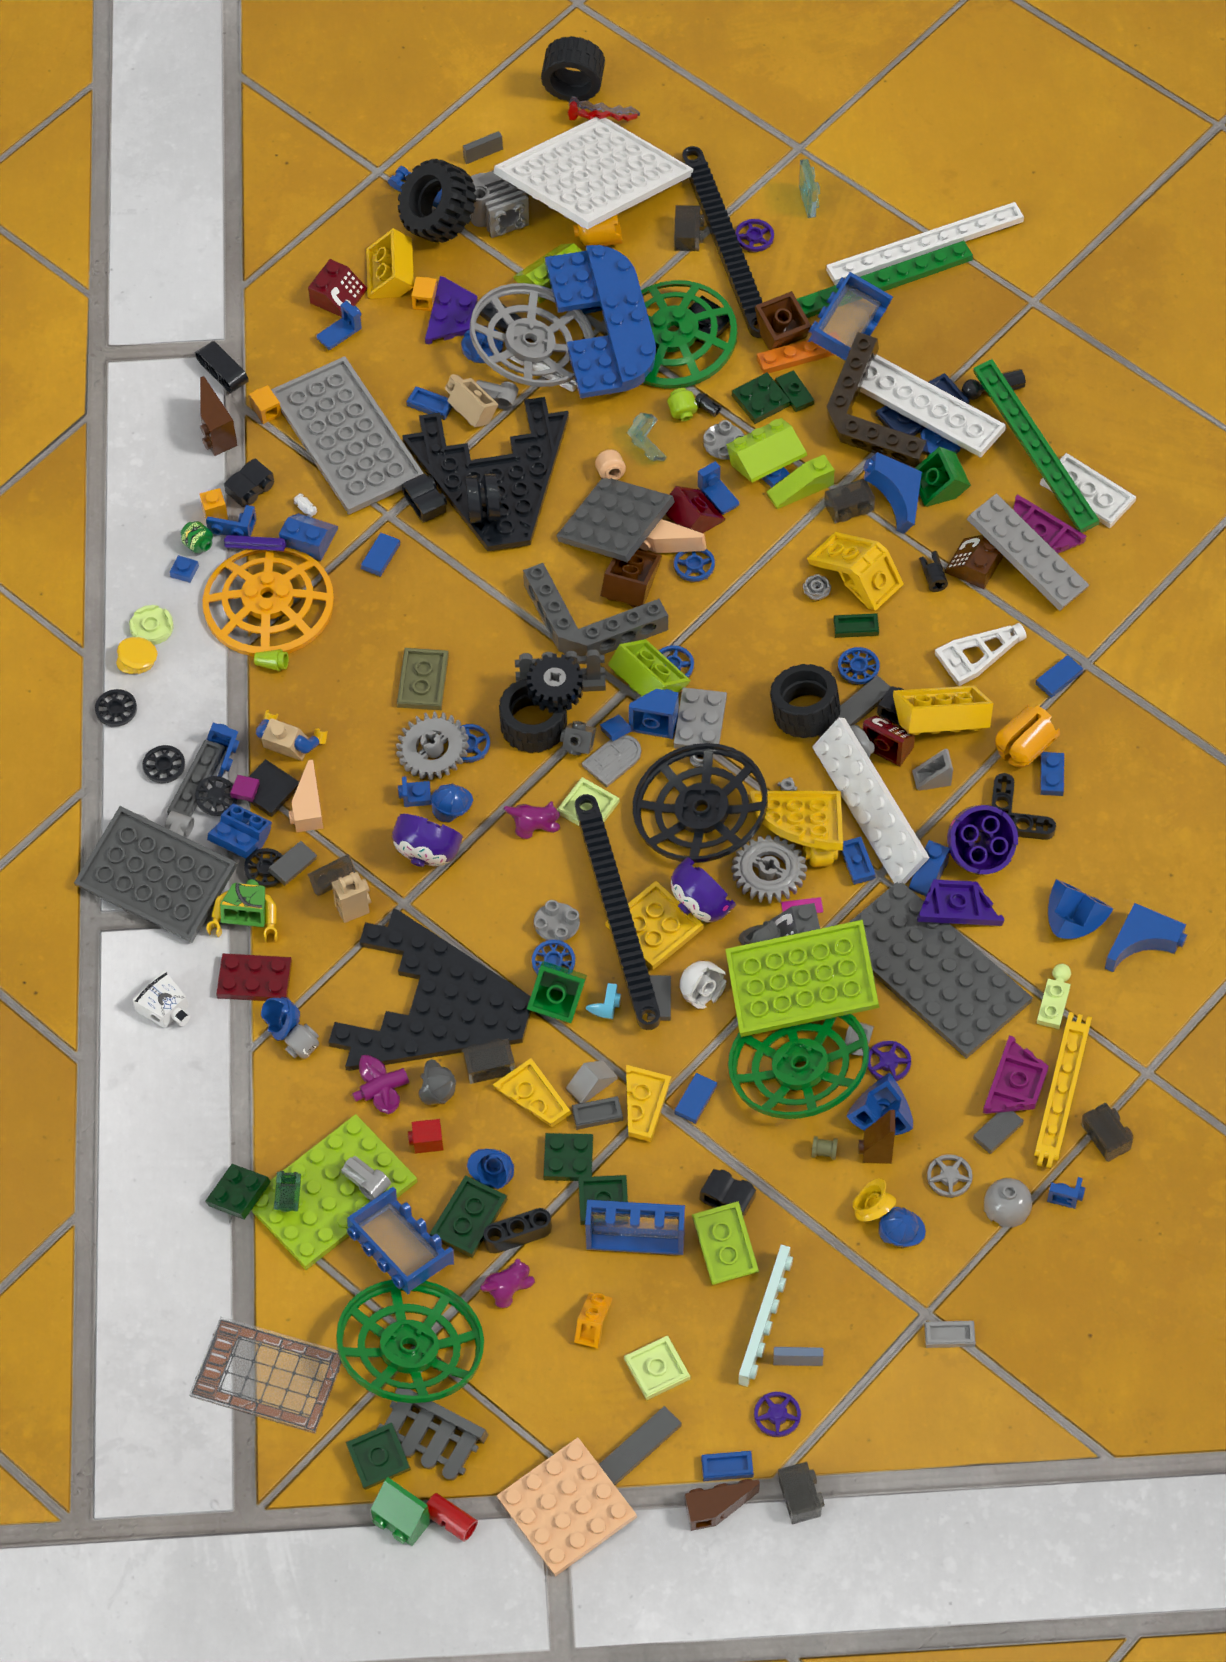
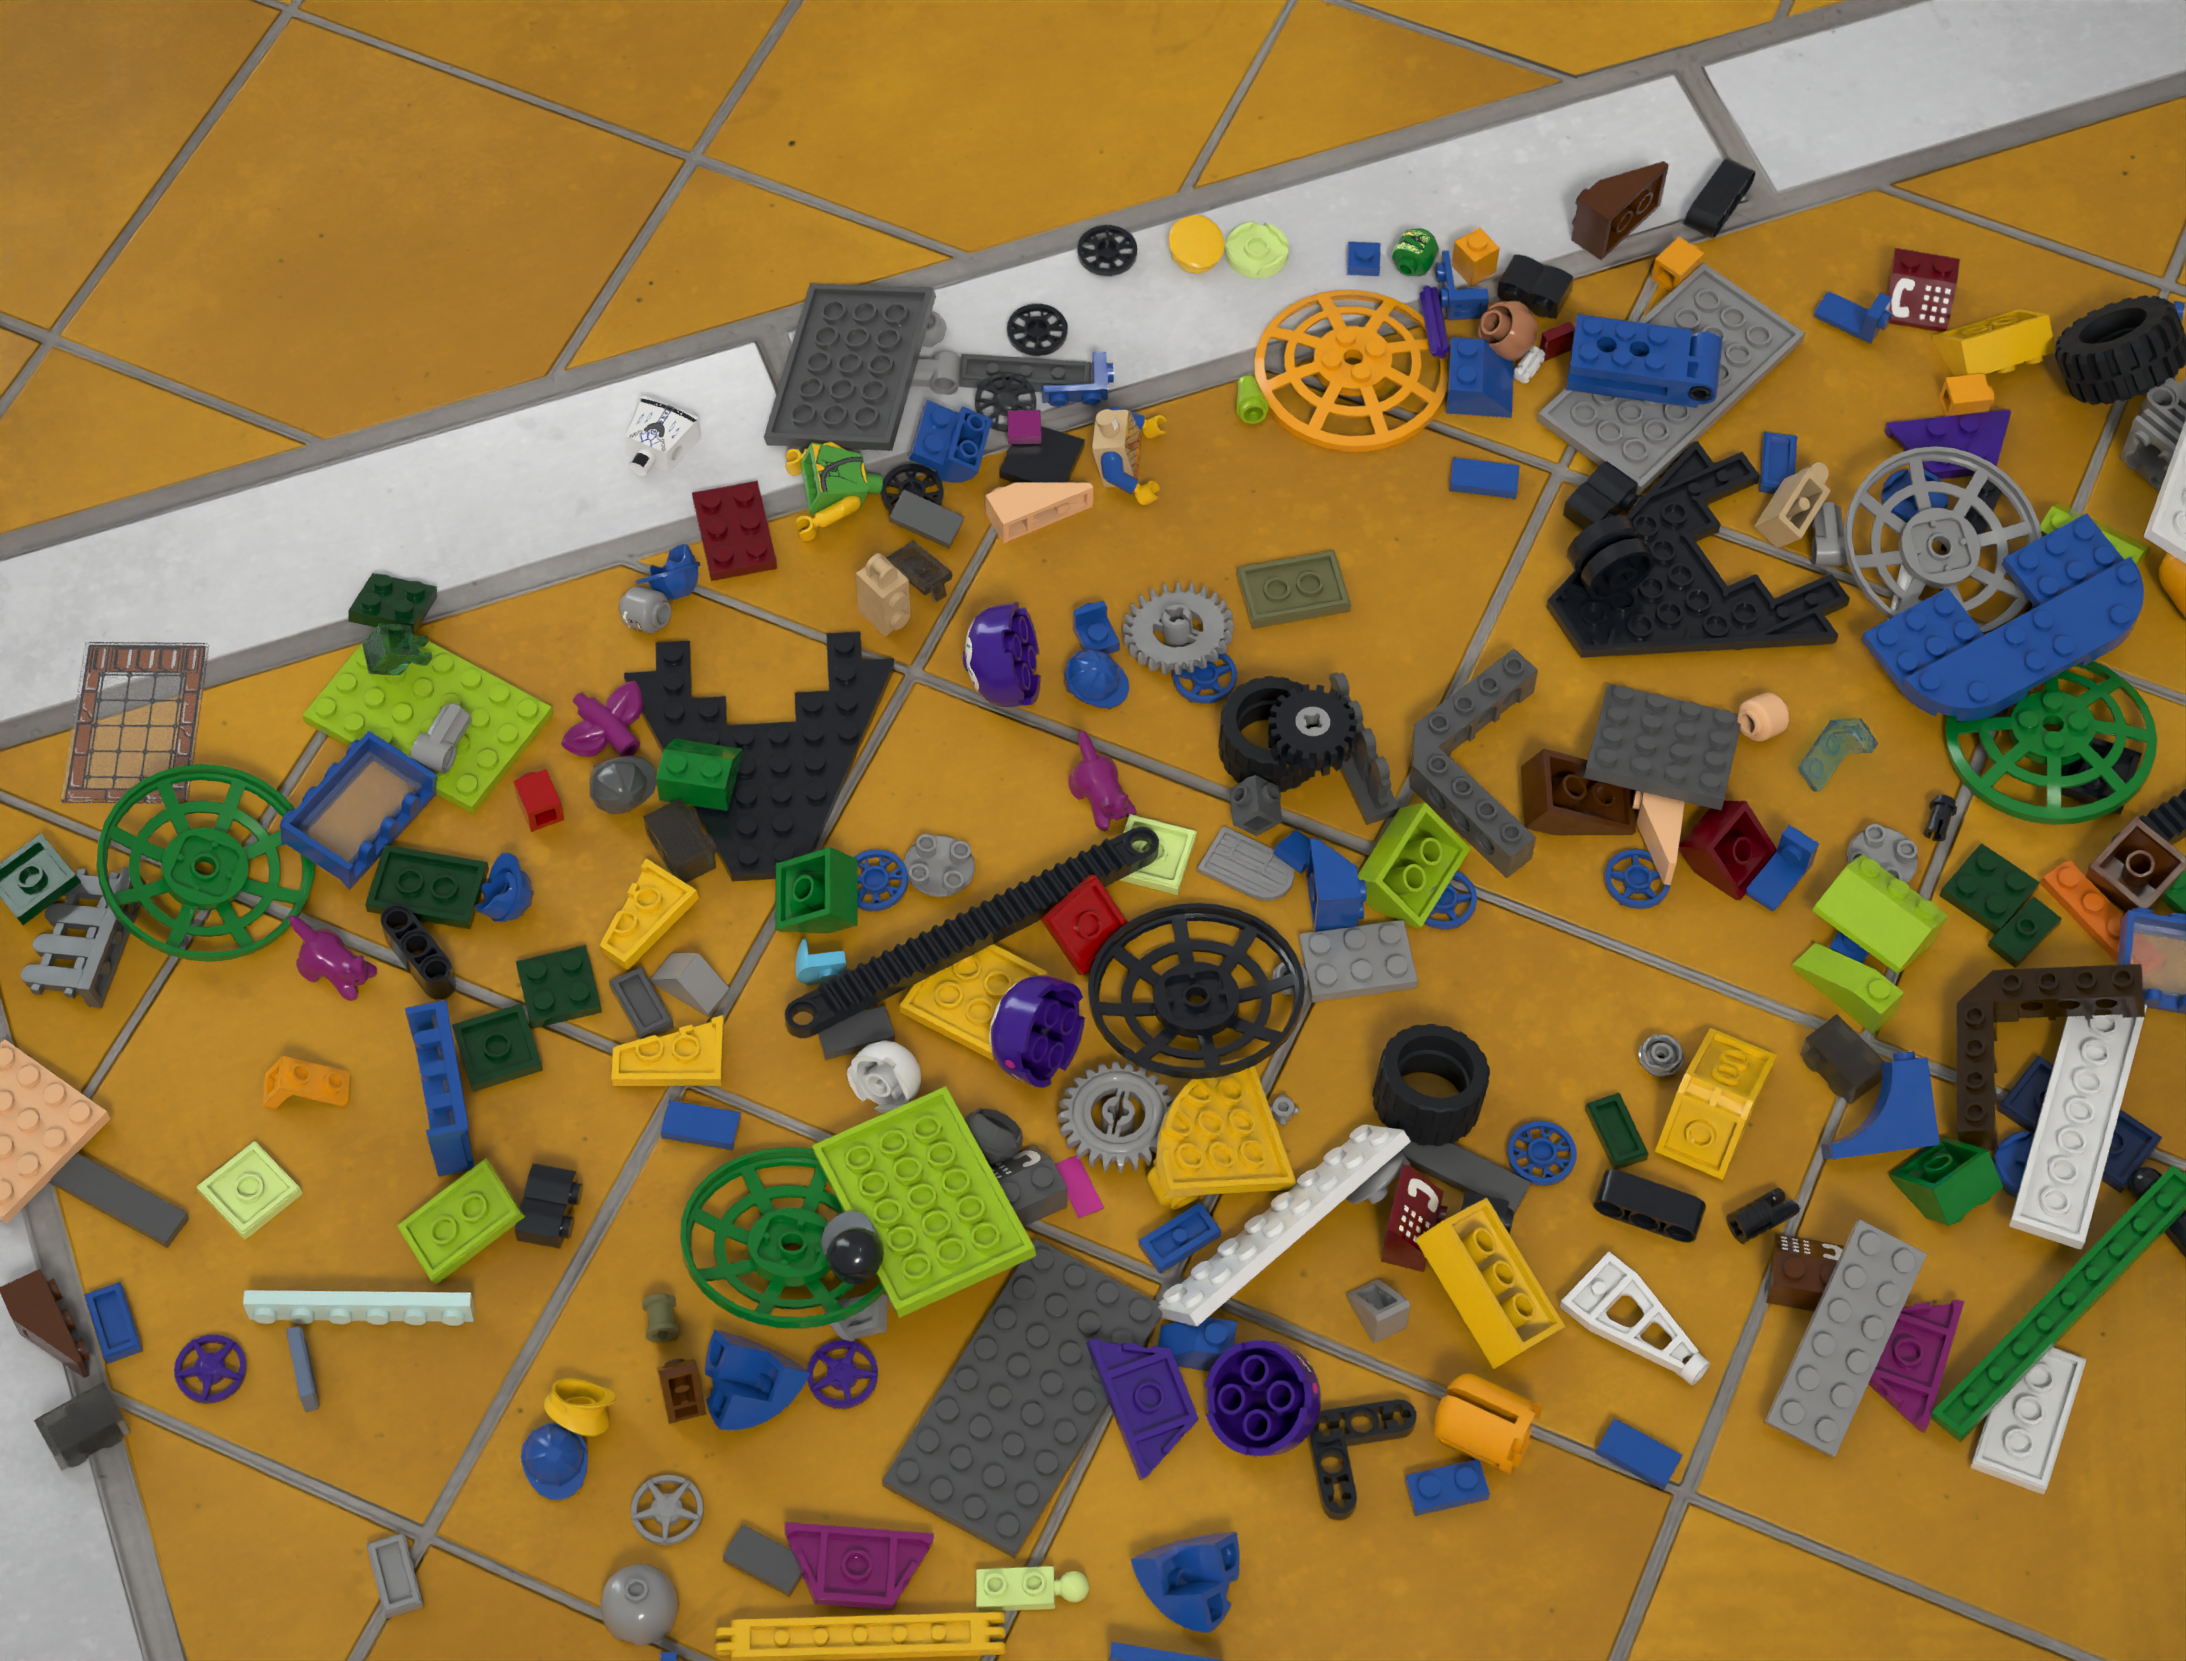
camera: 70 degrees right, 0 degrees up
(272, 504) = (1509, 329): none -> nougat plant
(295, 480) = (1557, 340): none -> dark red tile
(339, 441) = (1644, 362): none -> blue hinge
(447, 1032) = (698, 773): none -> green slope
(633, 849) = (1084, 923): none -> red tile
(682, 404) = (1920, 781): lime head -> none
(823, 1021) = (852, 1247): none -> black cap
(911, 622) = (1649, 1205): none -> black beam

